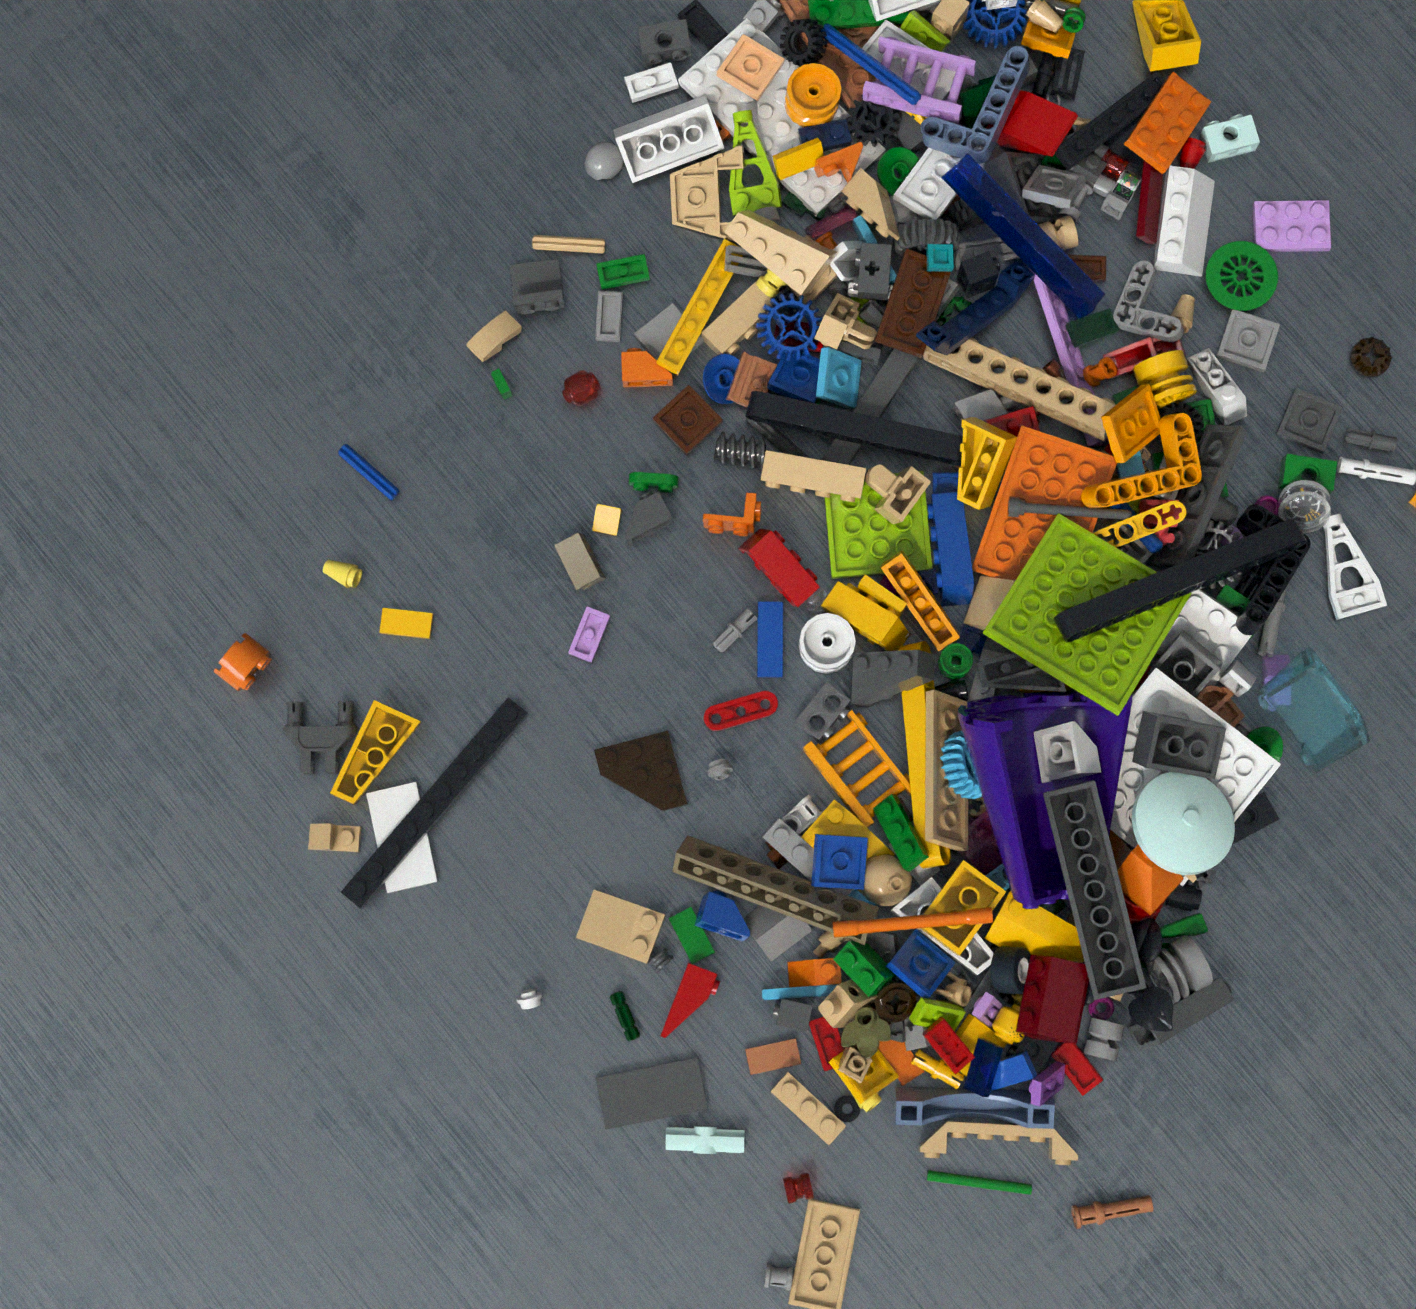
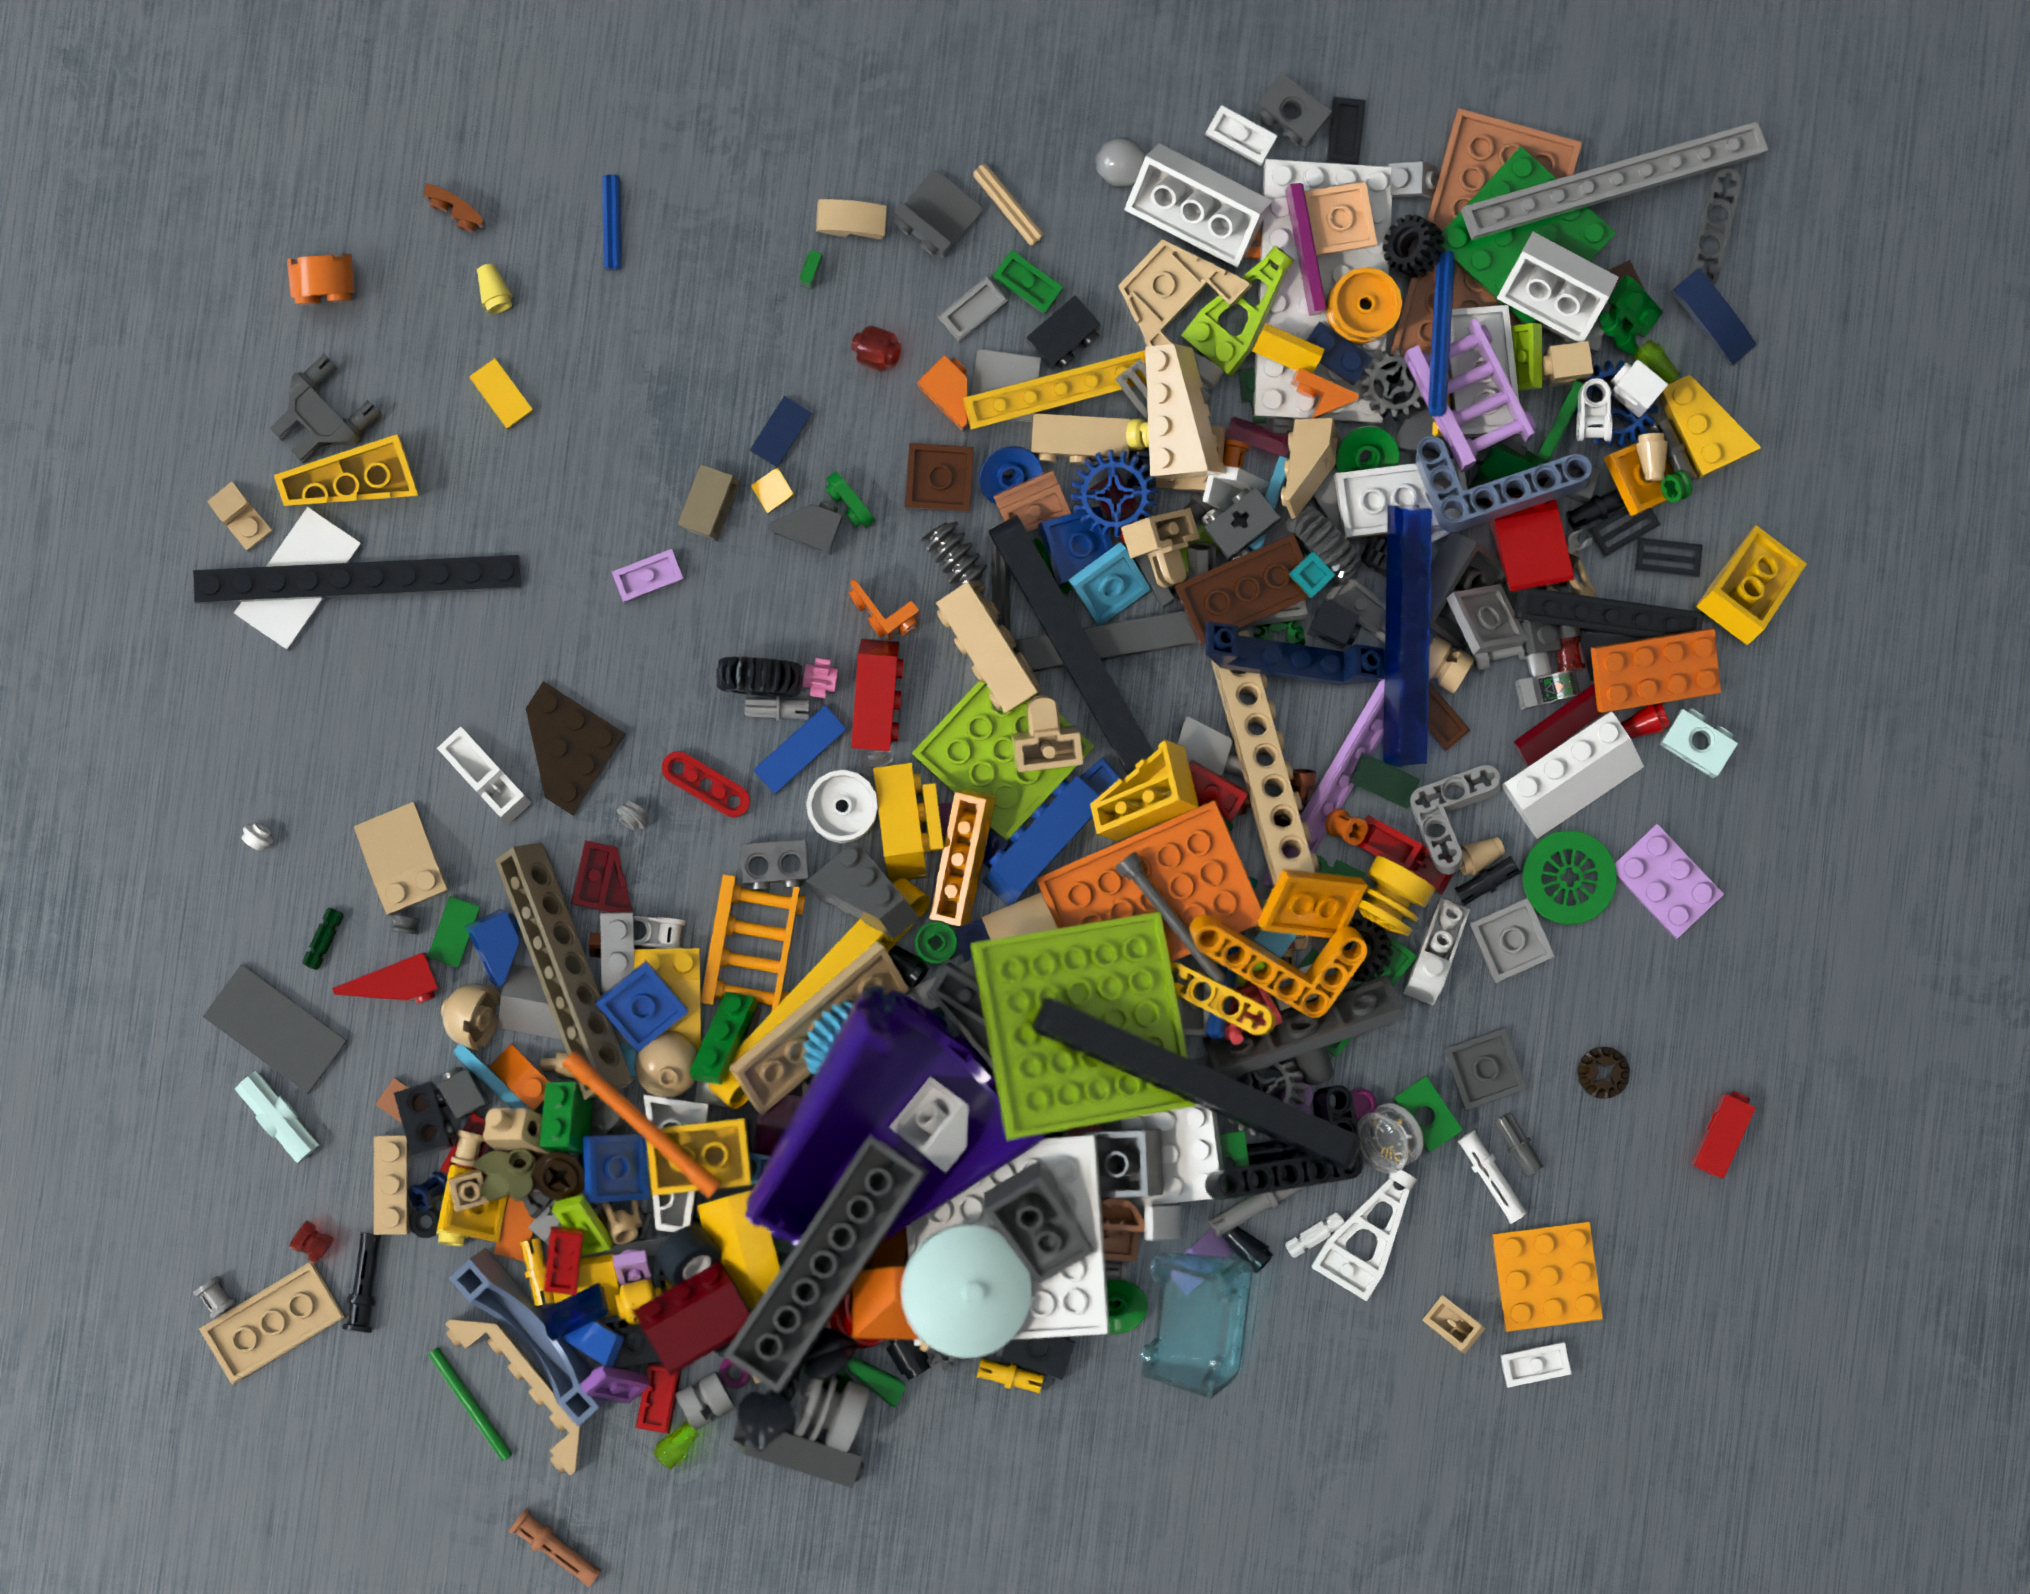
camera: 35 degrees right, 5 degrees up
(284, 549) = (462, 212): none -> dark orange slope
(577, 485) = (780, 431): none -> dark blue tile
(617, 833) = (484, 775): none -> white slope
(671, 277) = (1064, 333): none -> black brick
(708, 621) = (759, 676): none -> black gear
(739, 822) = (600, 879): none -> dark red wing
(740, 589) = (820, 677): none -> bright pink gear
(750, 99) = (1305, 249): none -> magenta tile
(750, 970) = (470, 1015): none -> tan cylinder
(785, 1058) = (416, 1122): none -> black brick
(828, 1042) = (467, 1148): none -> tan bush
(830, 1153) = (361, 1299): none -> black pin
(832, 1089) = (429, 1191): none -> dark blue bush
(975, 49) = (1560, 422): none -> green tile
(994, 27) = (1594, 413): none -> white piece
(1092, 77) = (1640, 555): none -> black tile
(1114, 1084) = (674, 1446): none -> clear neon green cone
(1202, 322) = (1487, 880): none -> black pin
(1247, 848) = (1010, 1375): none -> yellow pin
(1294, 644) = (1249, 1248): none -> black cone
(1320, 601) = (1314, 1235): none -> white axle

